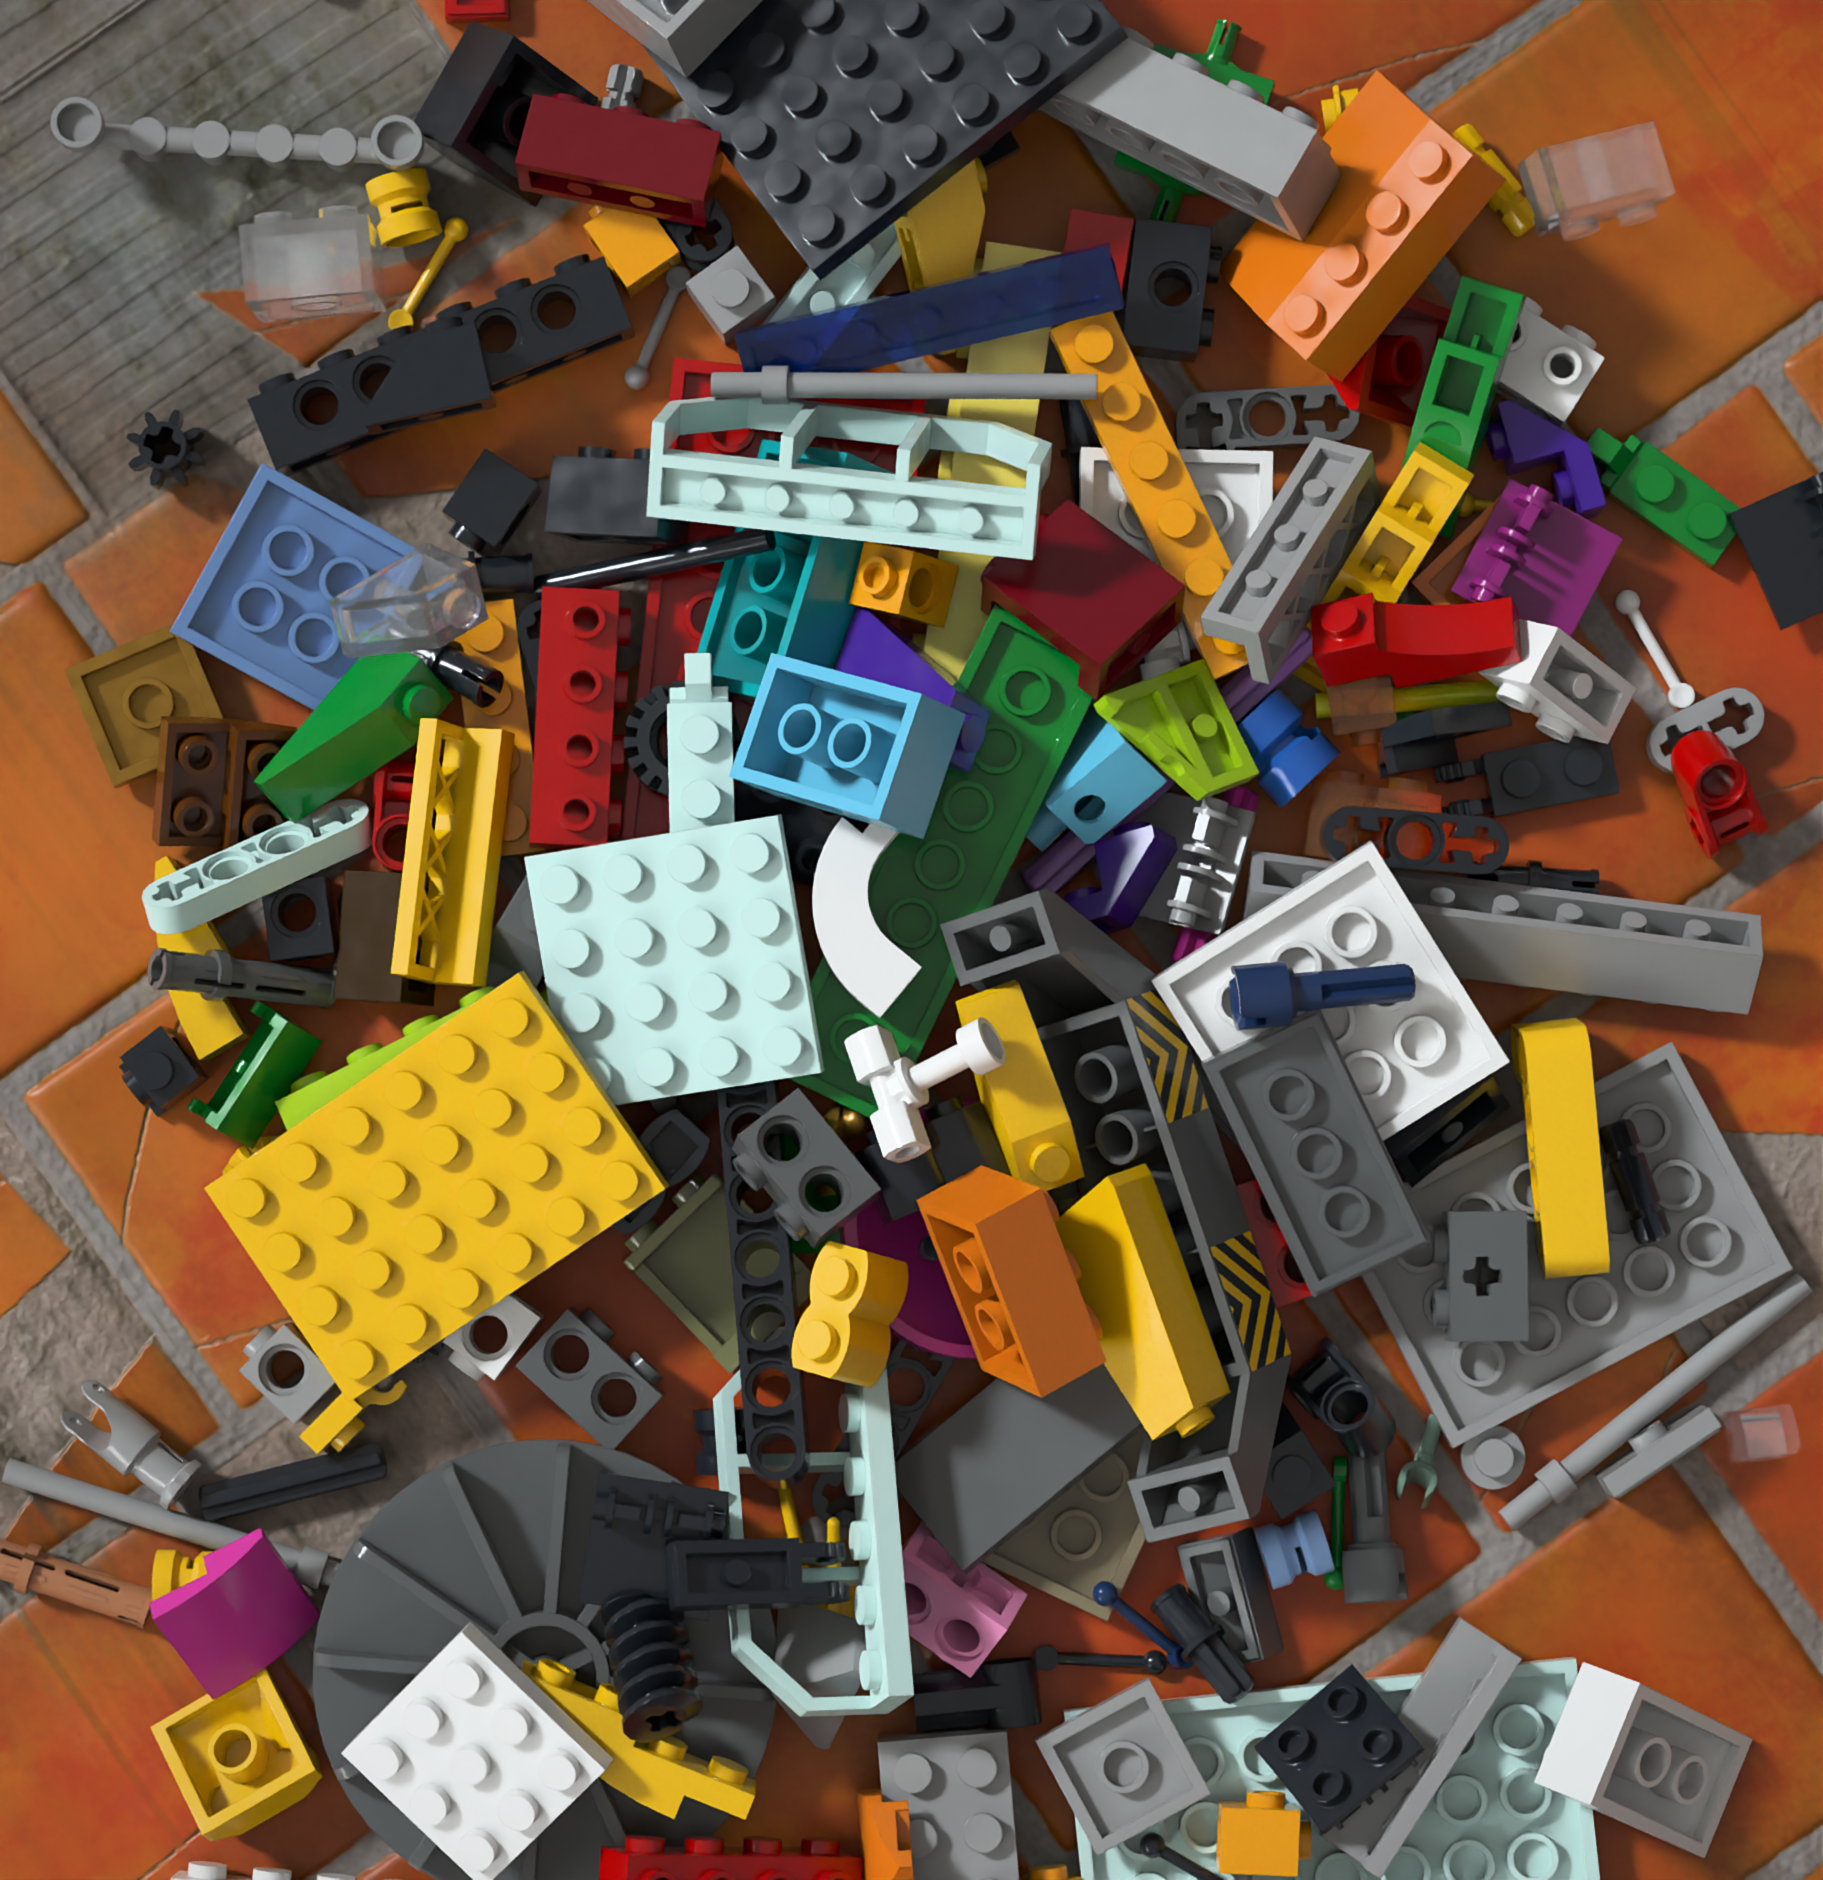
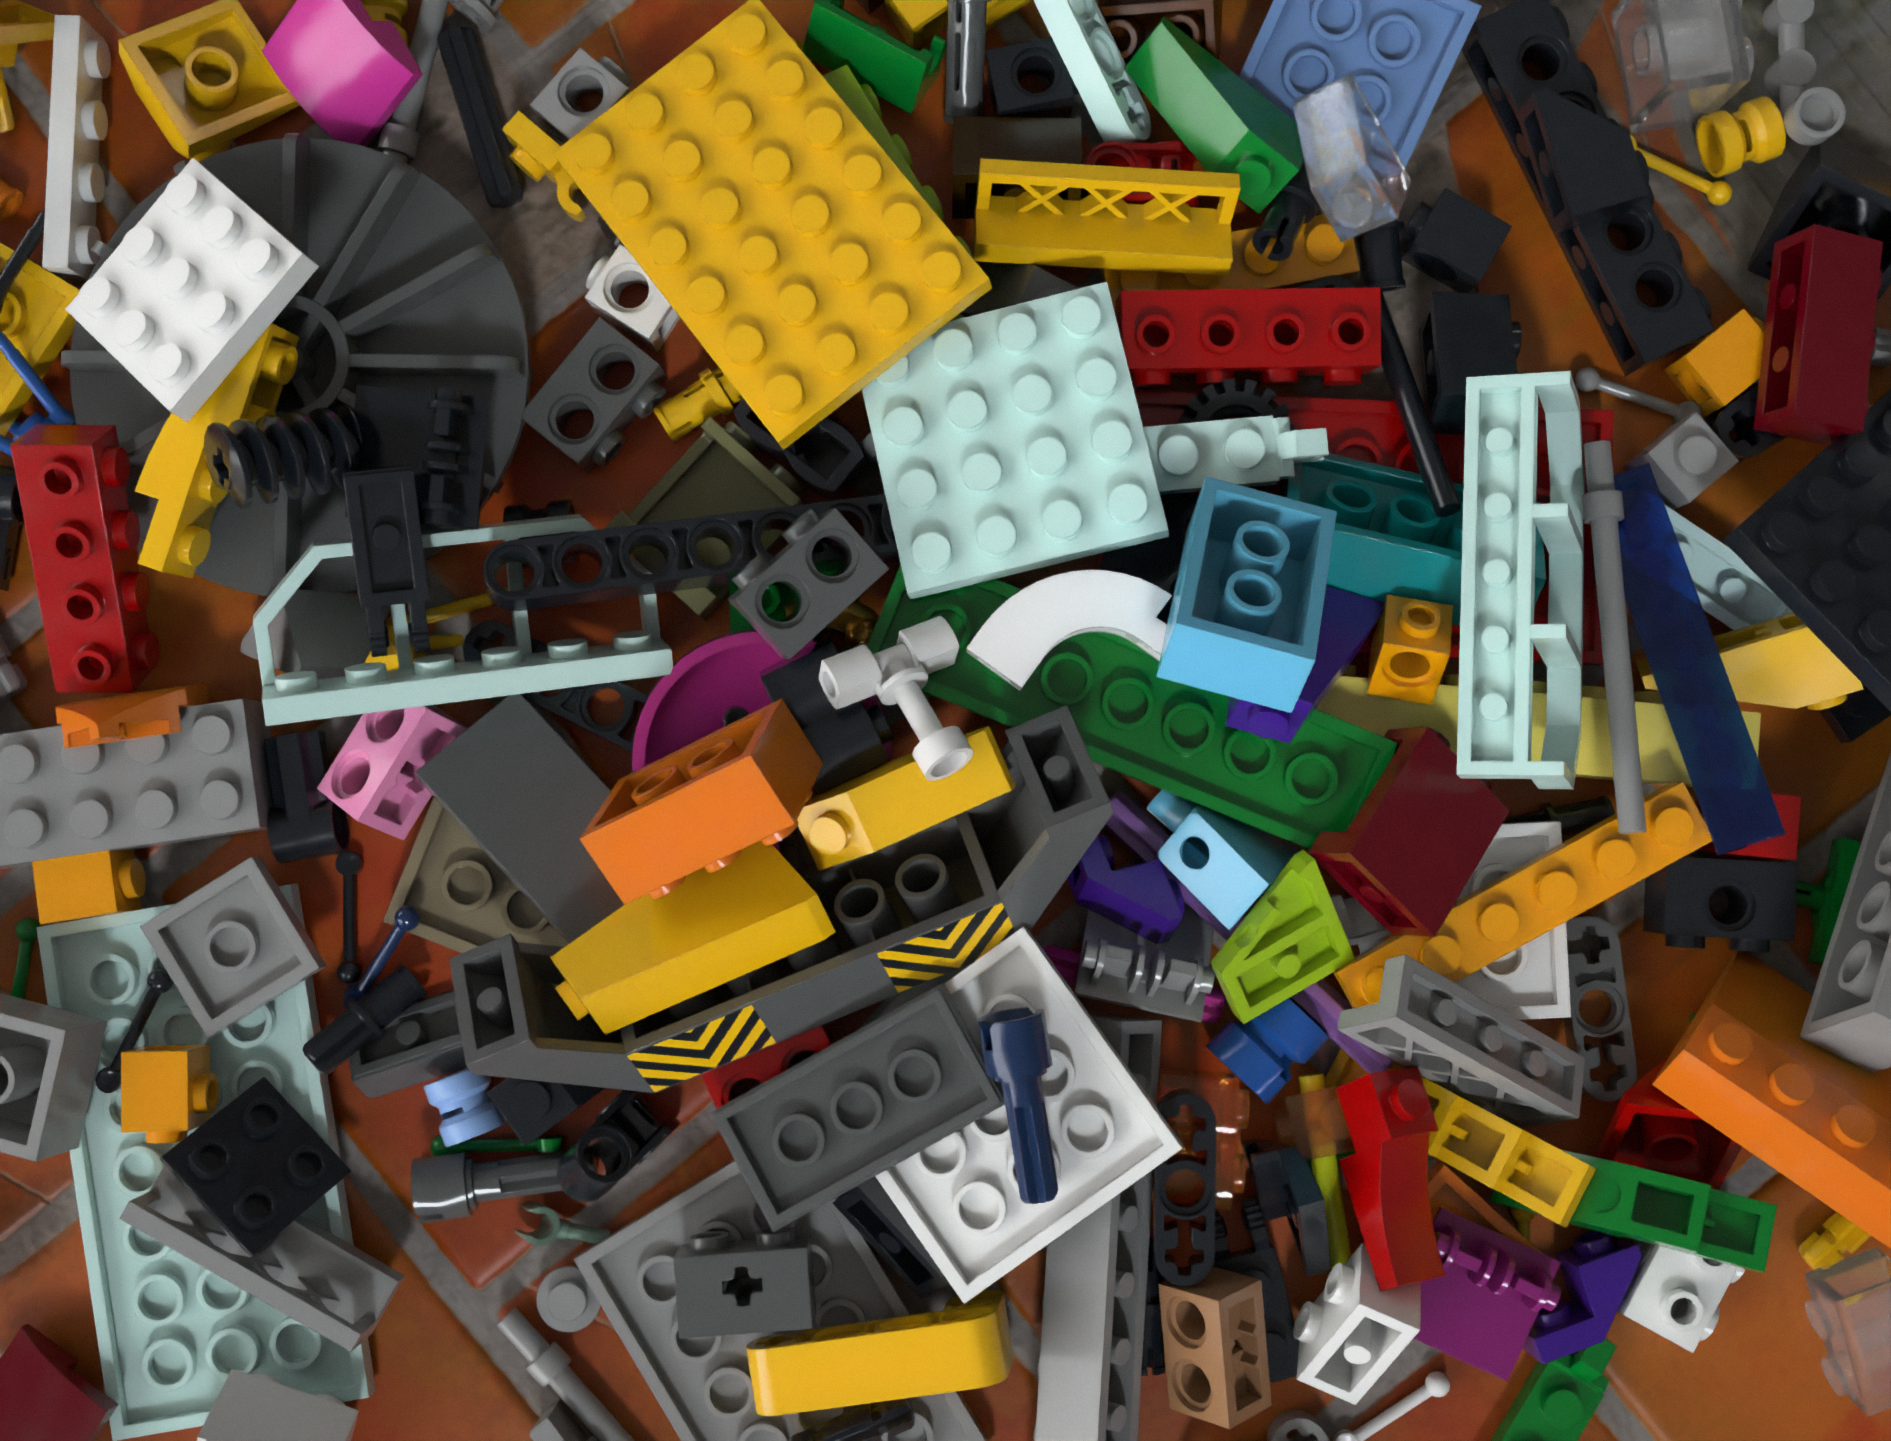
camera: 90 degrees right, 0 degrees up
(603, 1277) = (696, 403): none -> yellow pin
(850, 1314) = (660, 638): yellow brick -> none
(1571, 820) = (1216, 1347): none -> medium nougat brick

